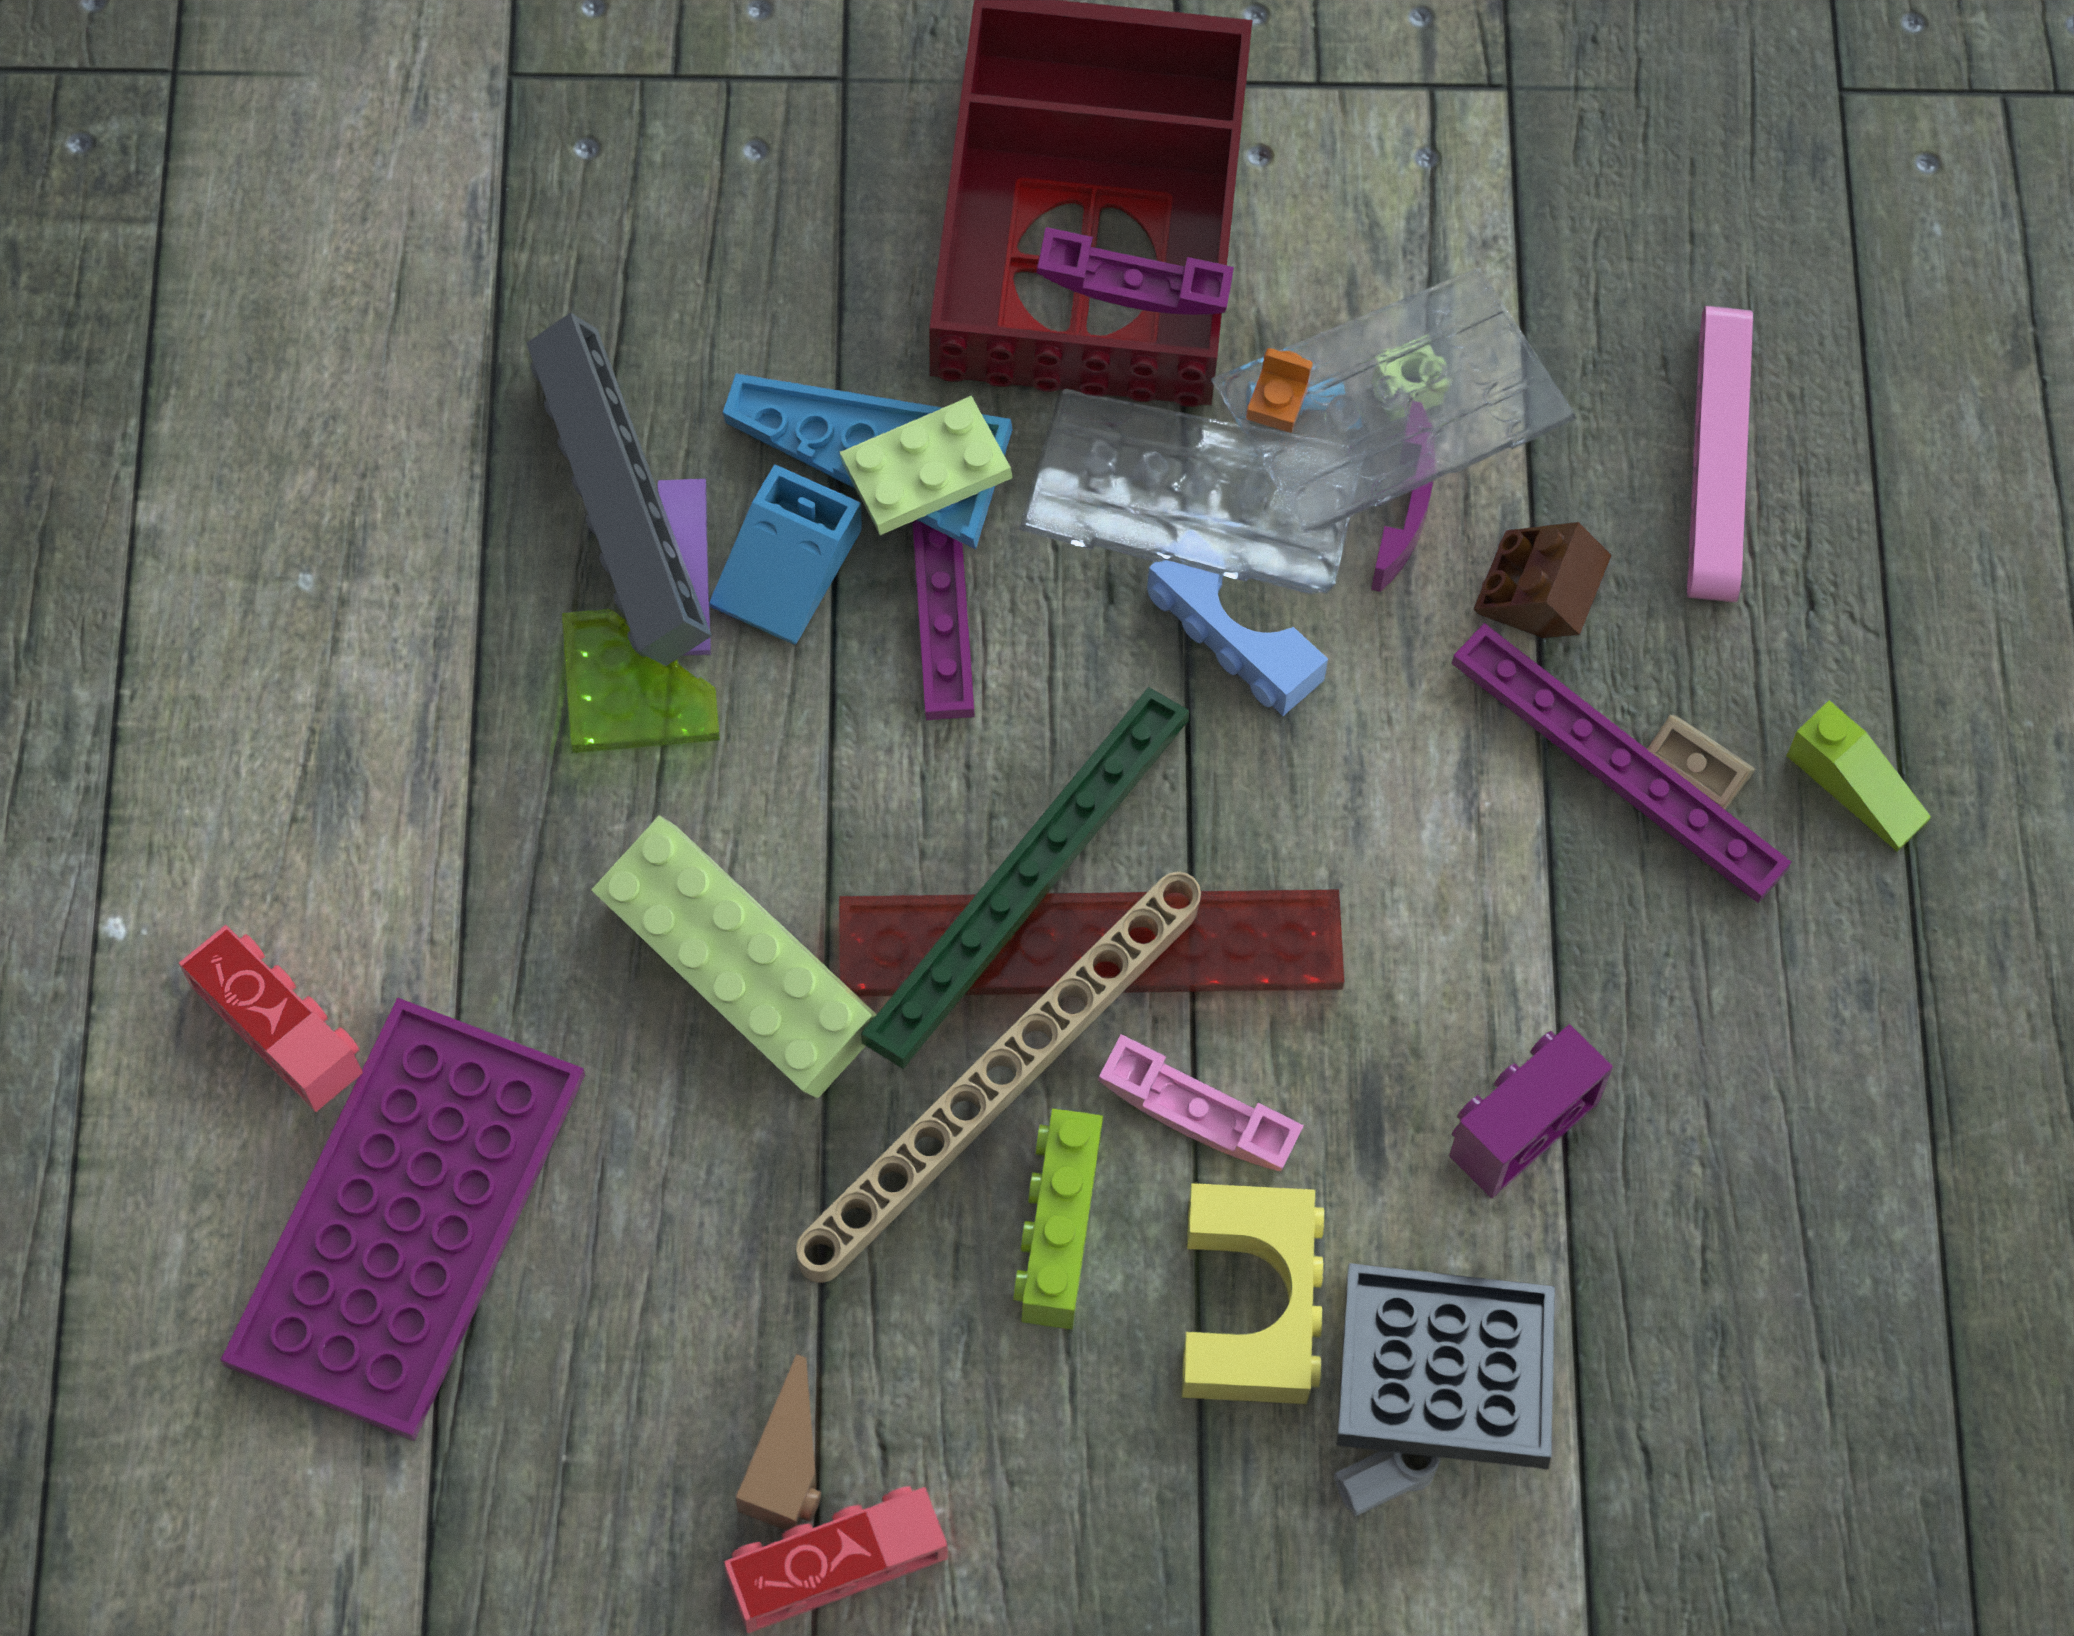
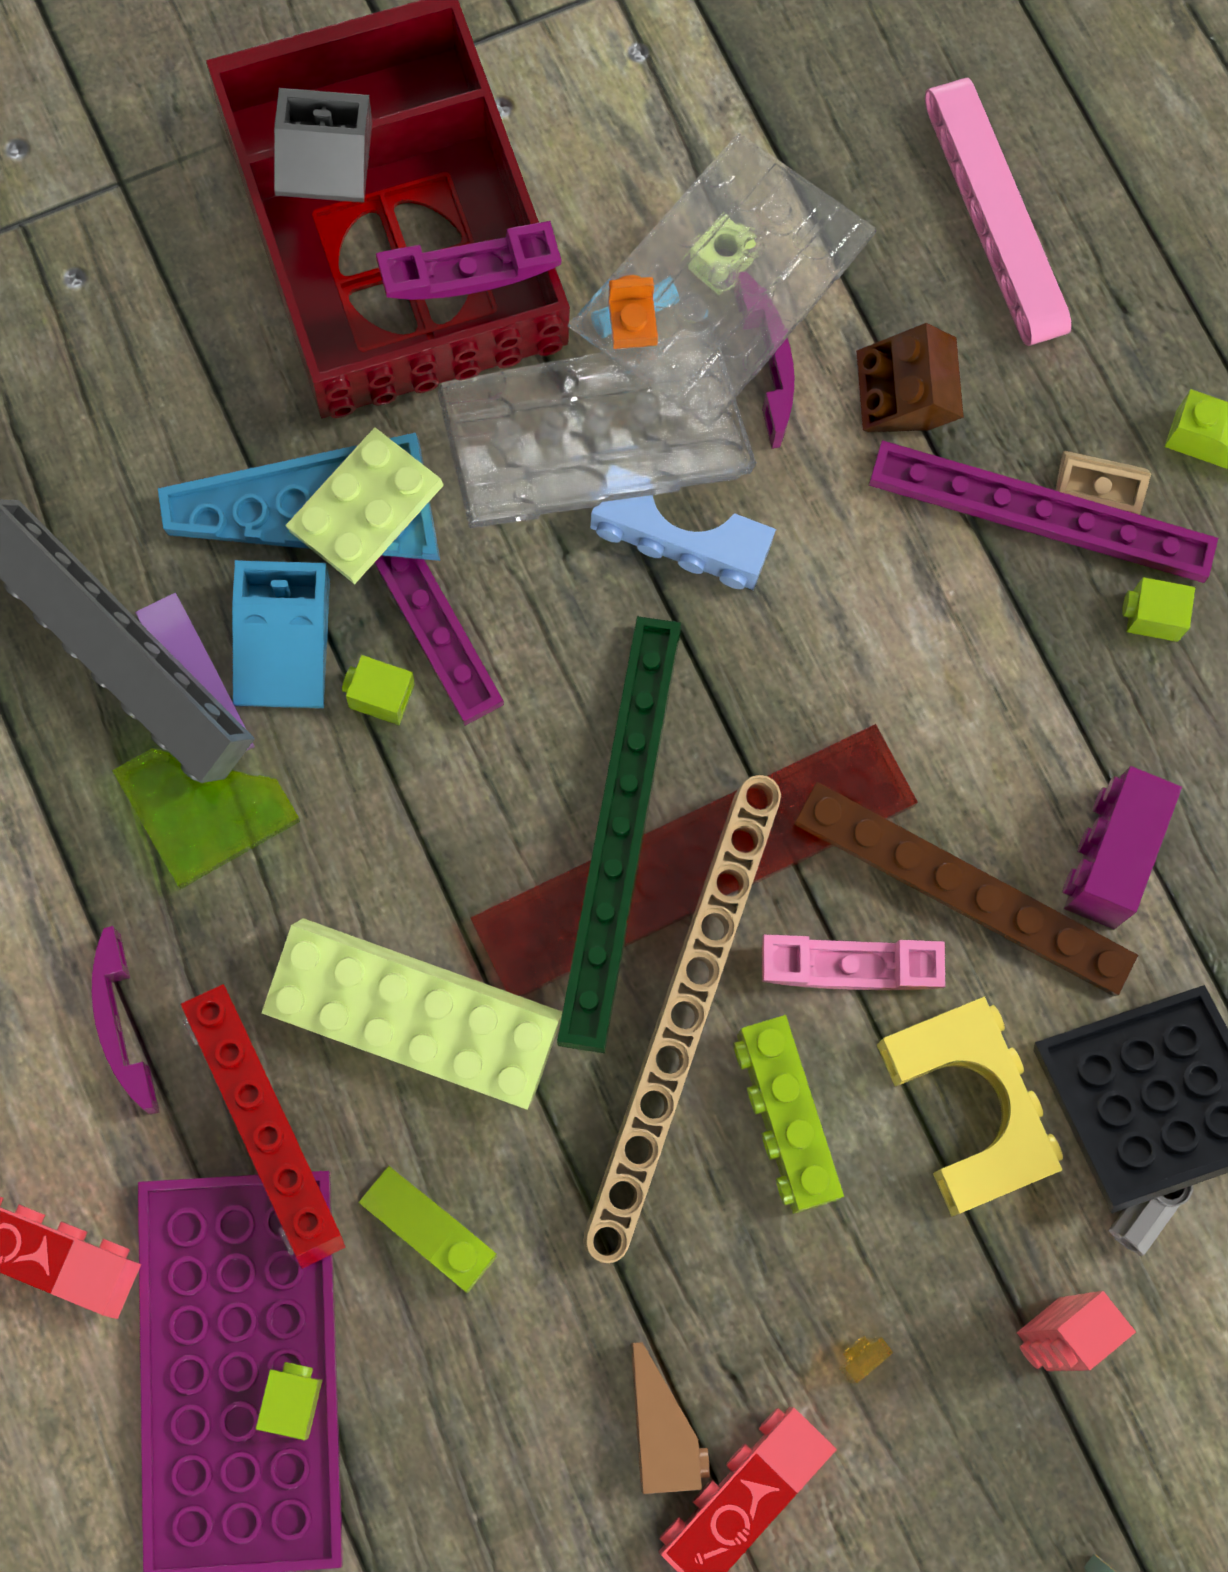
camera: 30 degrees left, 10 degrees up
(439, 1254) = (289, 1401): none -> lime brick
(466, 794) = (110, 967): none -> magenta slope
(540, 995) = (268, 1137): none -> red piece
(654, 1172) = (428, 1229): none -> lime slope
(857, 648) = (378, 689): none -> lime brick
(1021, 1482) = (864, 1357): none -> clear yellow plate
(1045, 109) = (322, 144): none -> slope
(1233, 1527) = (1074, 1333): none -> coral brick
(1352, 1087) = (966, 889): none -> reddish brown plate
(1693, 905) = (1159, 609): none -> lime brick

